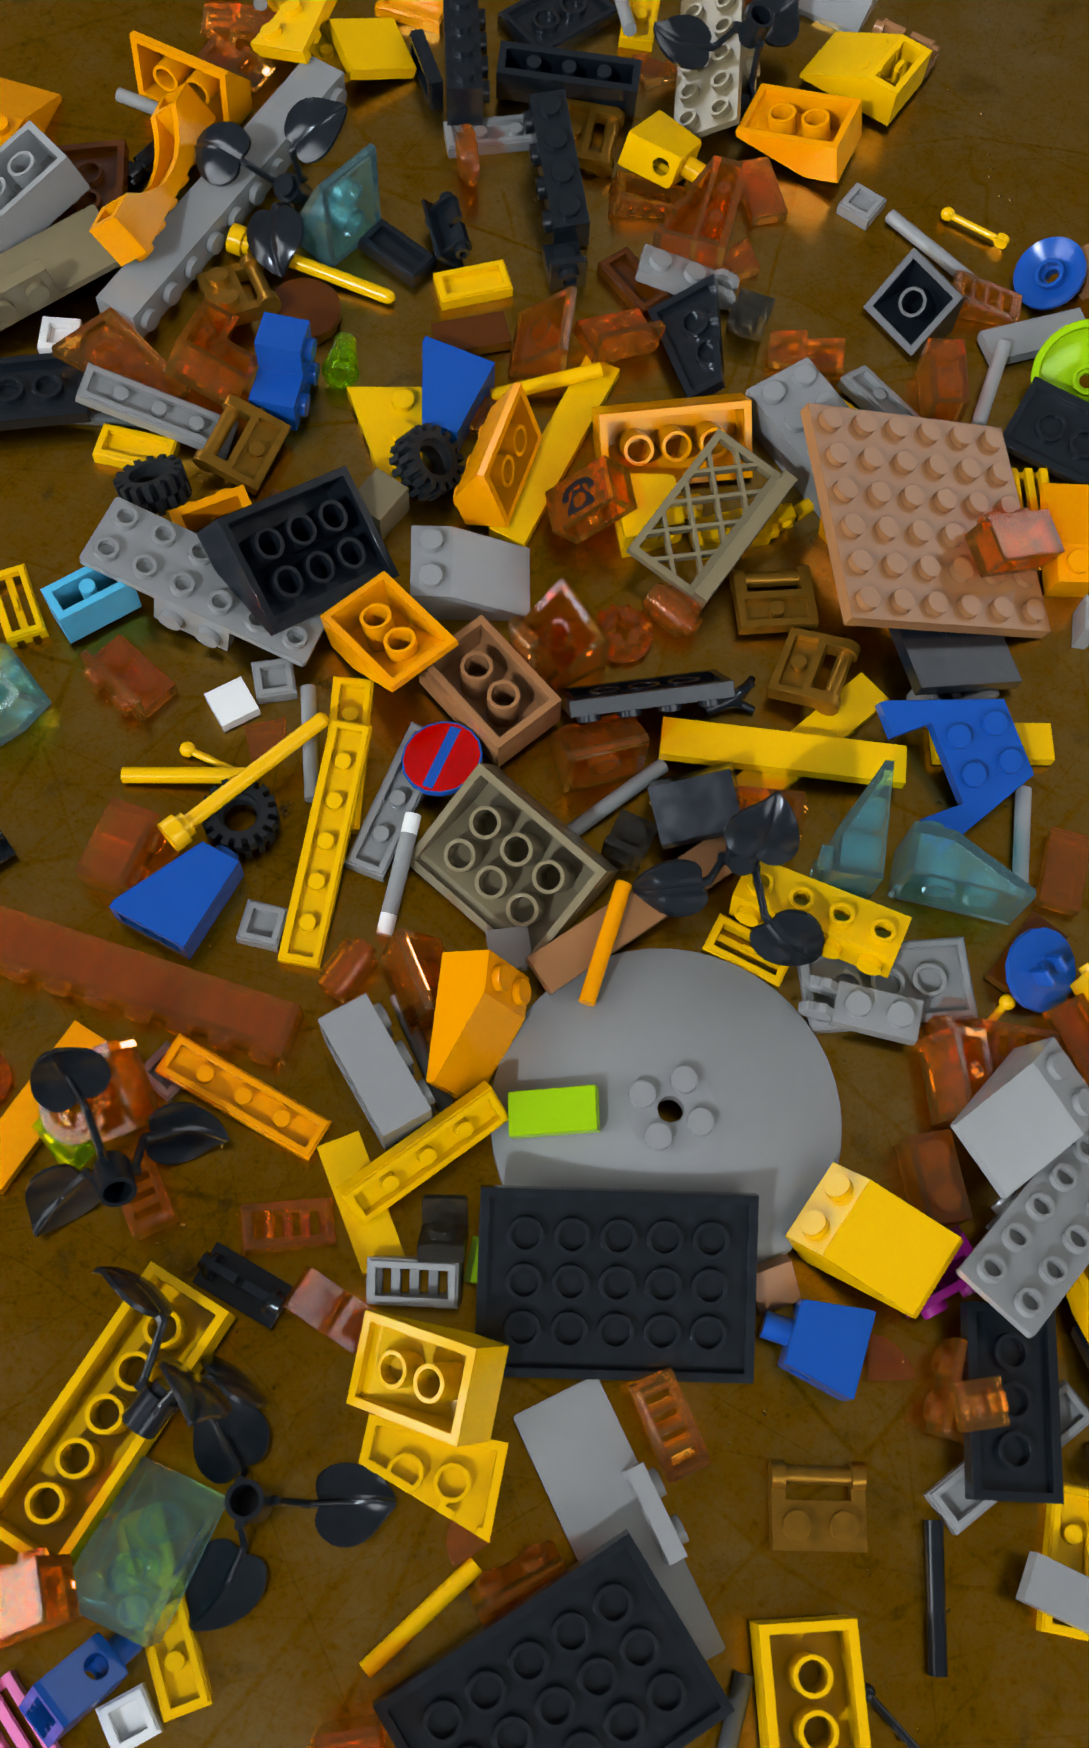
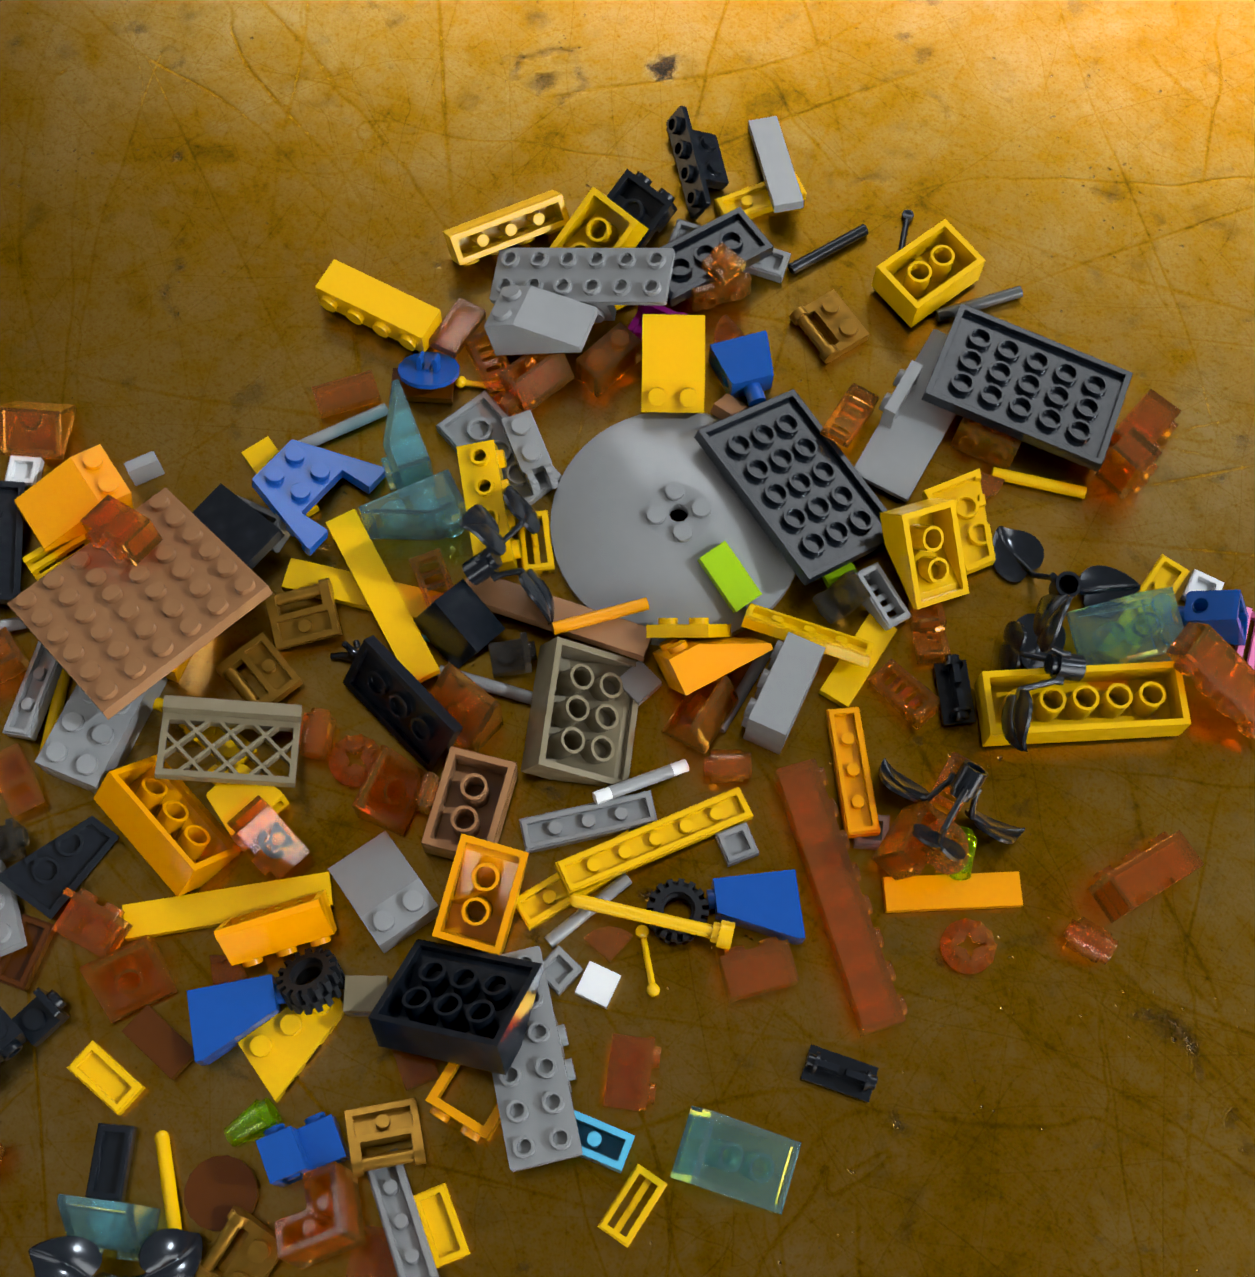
camera: 120 degrees left, 0 degrees up
(154, 483) = (457, 1185): black tyre -> none
(178, 775) = (674, 974): yellow bar -> none
(441, 758) = (542, 806): red piece -> none
(446, 229) = (56, 1143): black hinge -> none
(518, 1021) = (695, 629): none -> yellow wing
(553, 380) = (168, 945): yellow bar -> none

